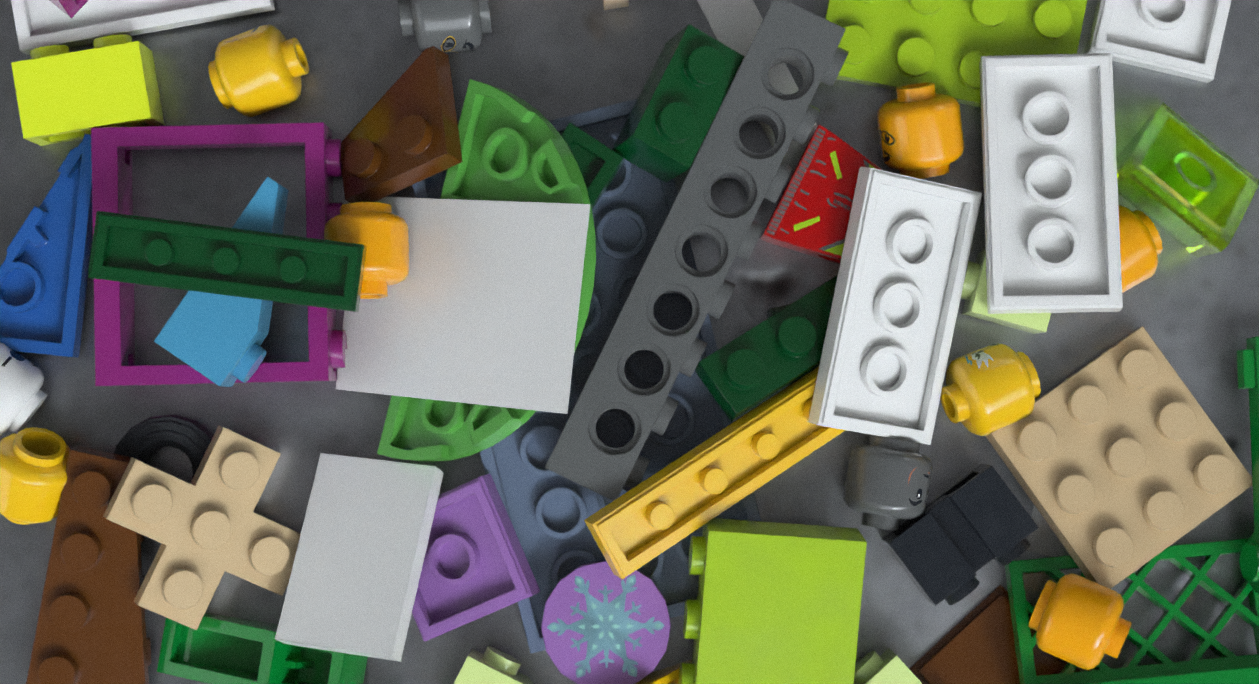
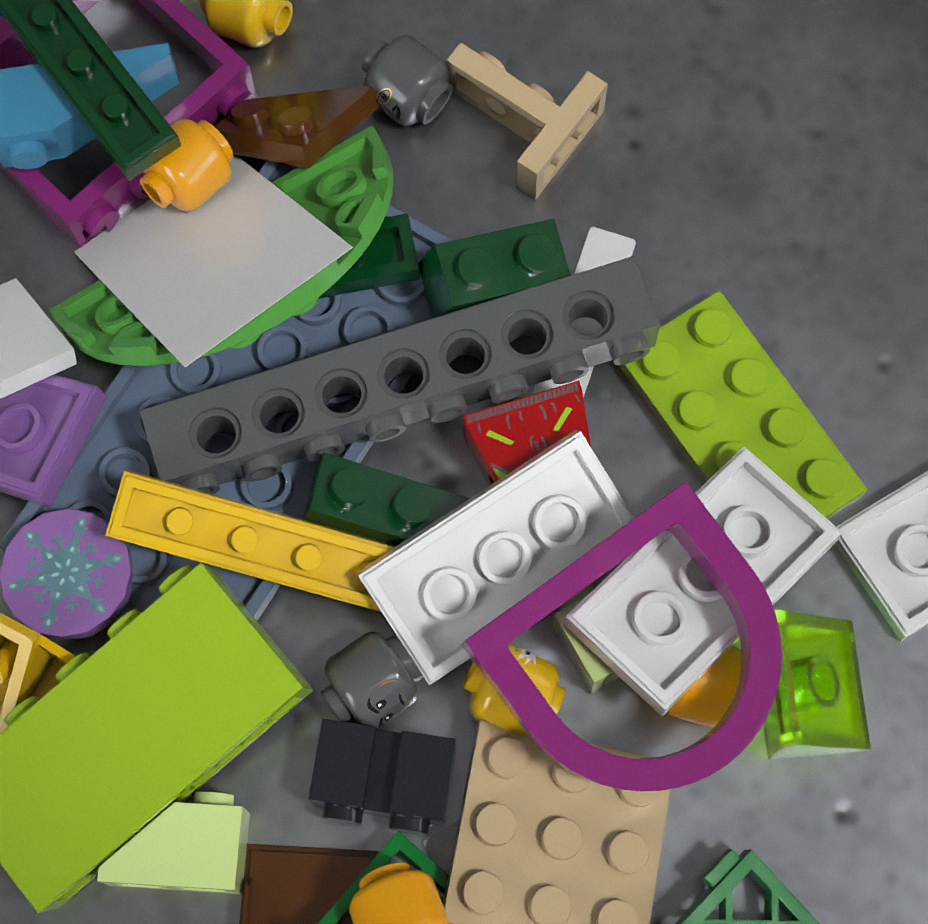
camera: 50 degrees right, 15 degrees down
(920, 131) = (648, 459): light orange head -> none
(977, 268) = (736, 582): none -> magenta window

